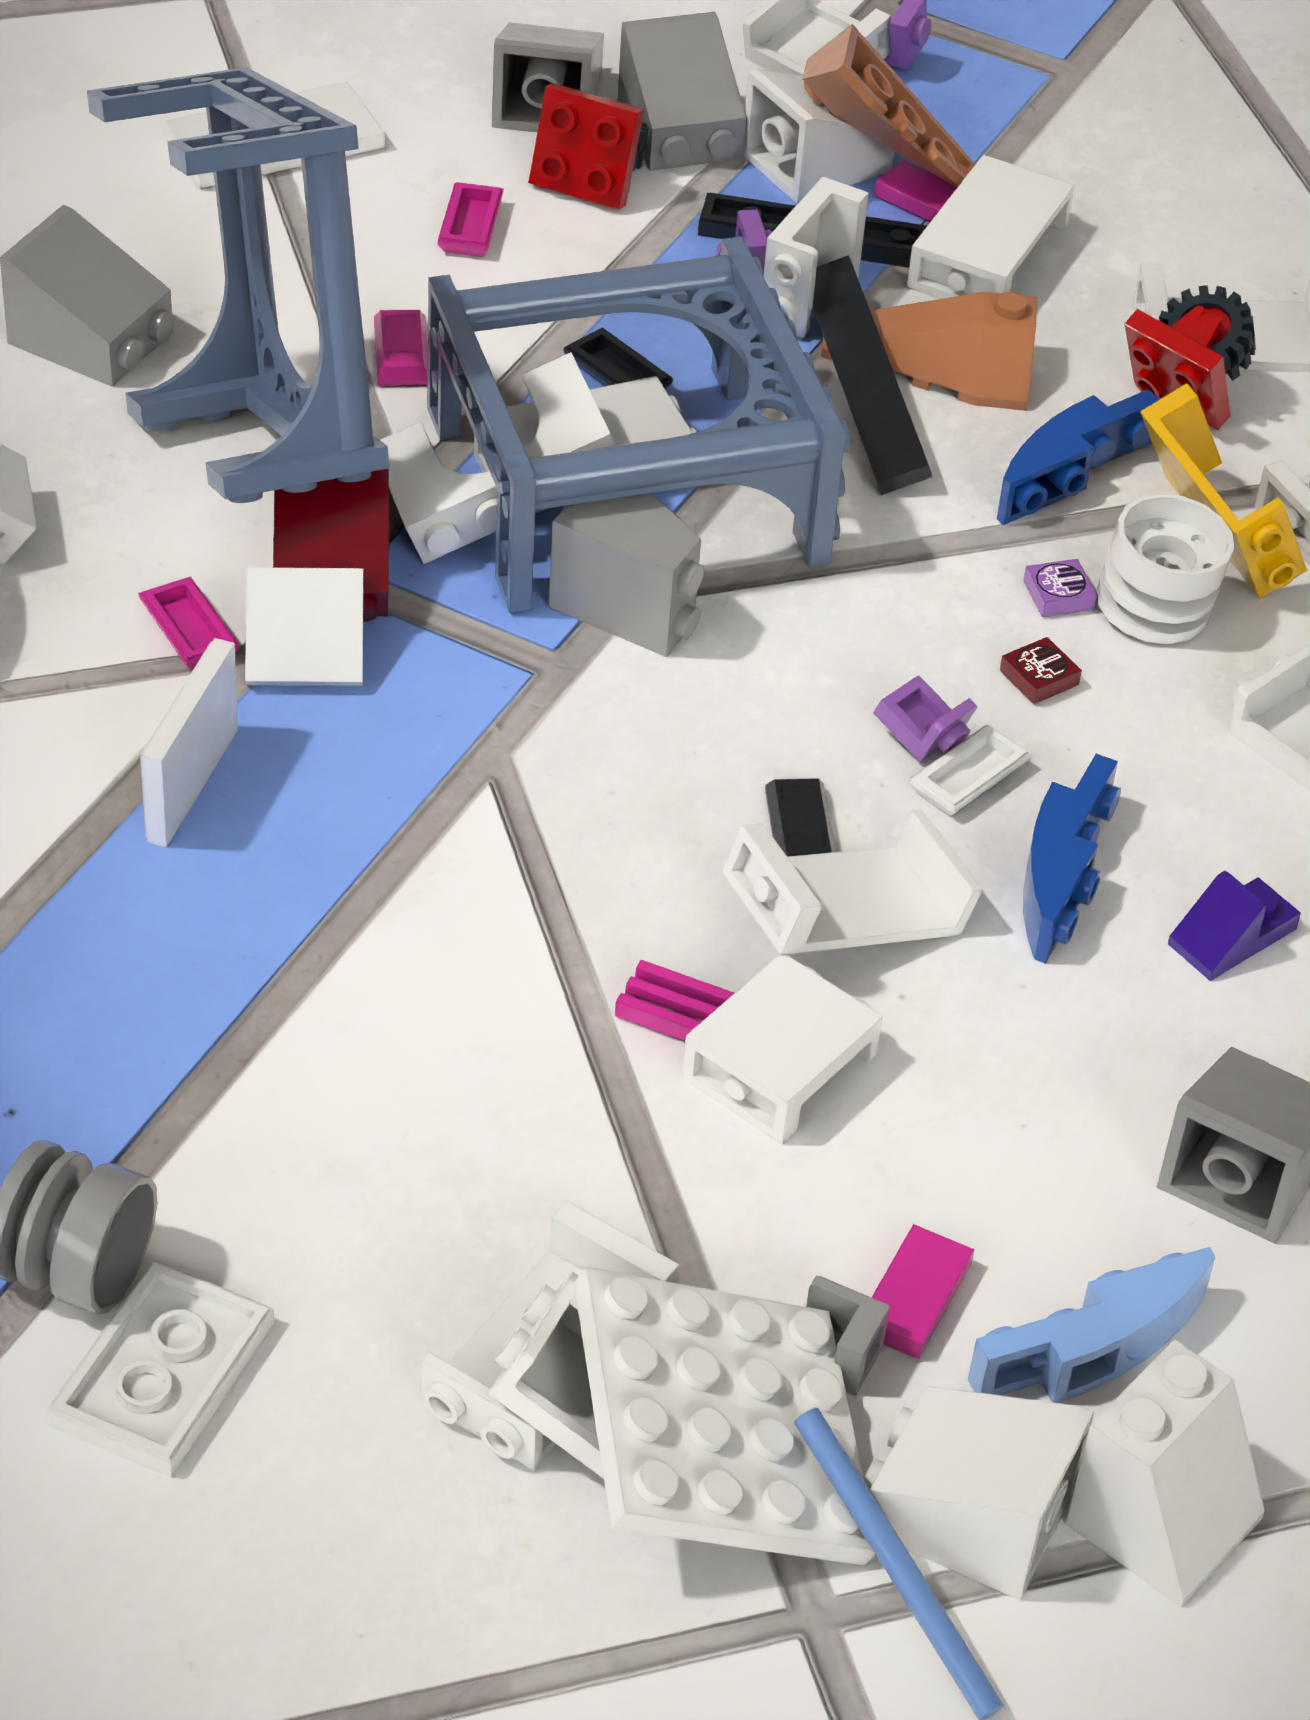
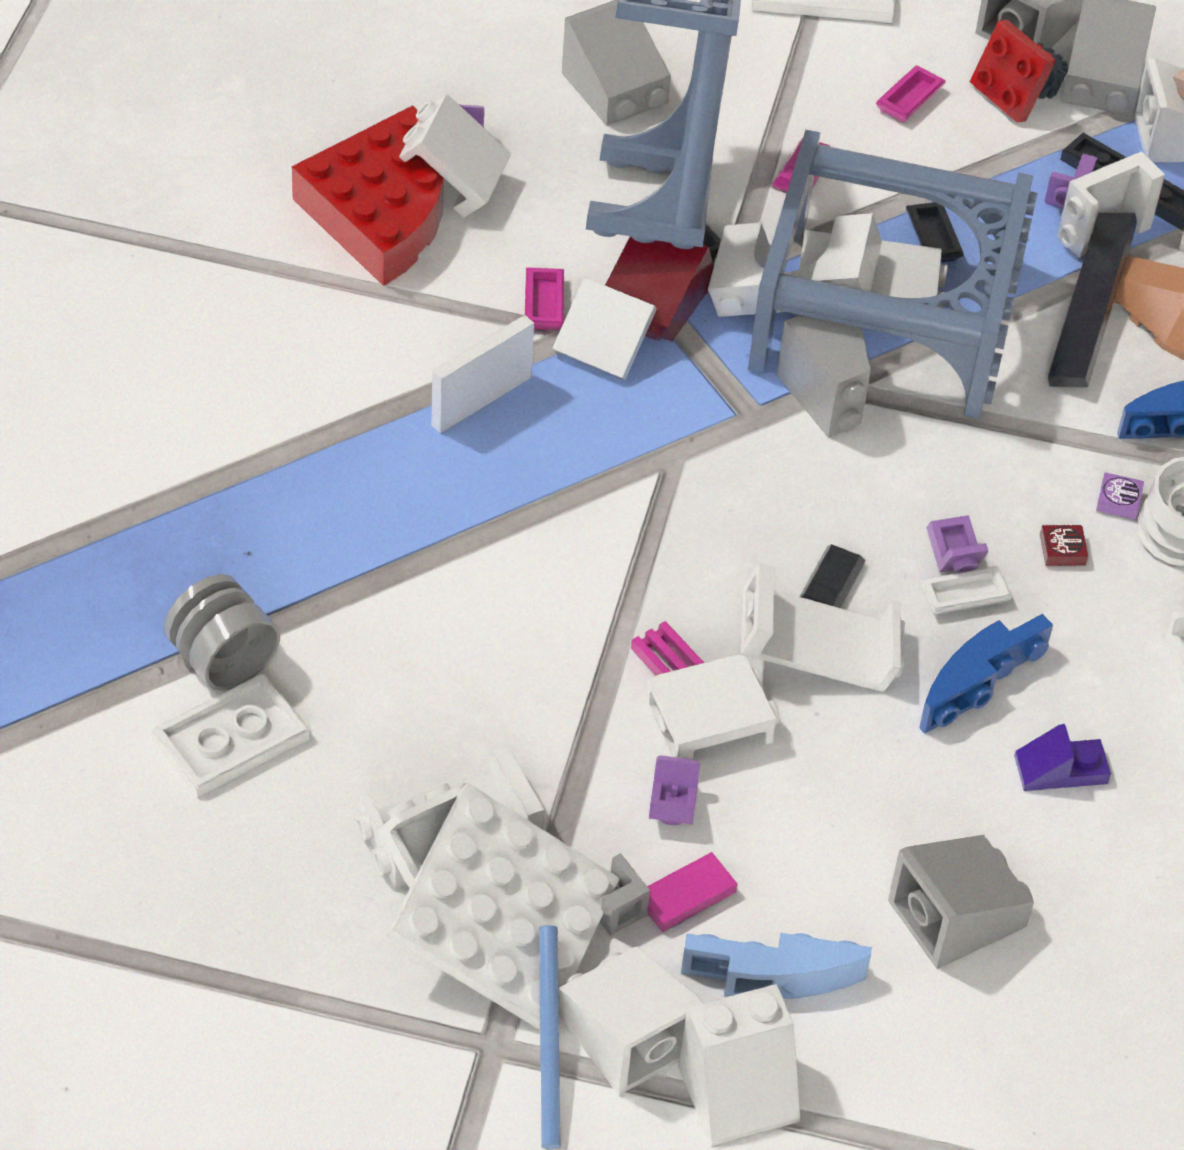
camera: 30 degrees right, 5 degrees up
(810, 1168) = (674, 790): none -> medium lavender bracket

